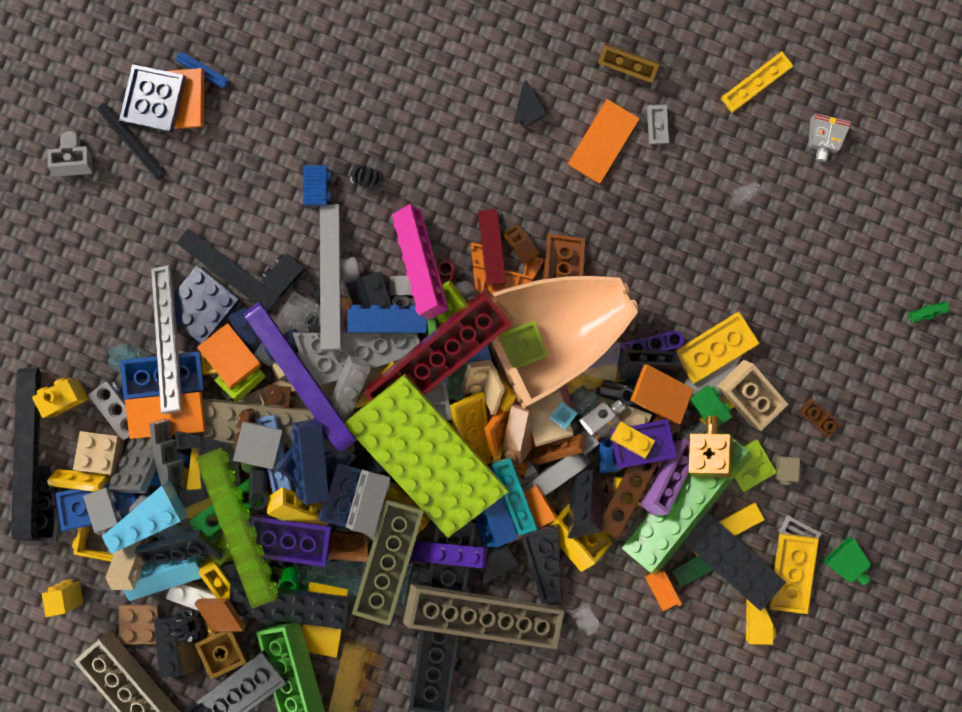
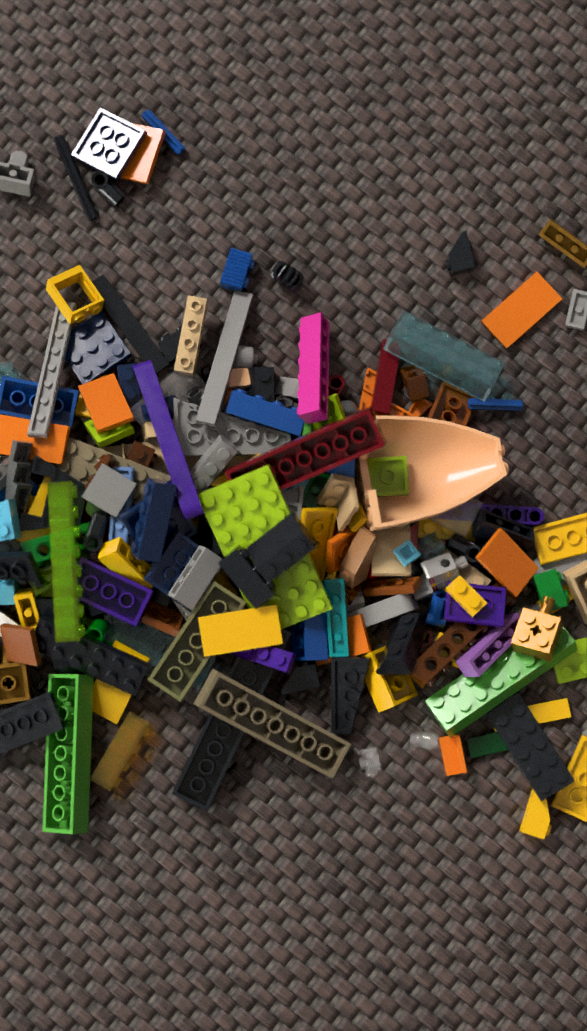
camera: 15 degrees right, 5 degrees down
(153, 244) = (67, 279): none -> yellow window
(166, 143) = (108, 189): none -> black piece
(291, 266) = (191, 336): none -> tan brick
(351, 292) = (239, 379): none -> light nougat slope
(417, 487) = (246, 576): none -> black brick
(426, 540) = (240, 630): none -> yellow tile
(441, 451) = (281, 547): none -> black slope
(542, 210) = (444, 356): none -> clear light blue brick
(604, 242) = (495, 404): none -> blue axle
(633, 583) = (426, 740): none -> clear cone

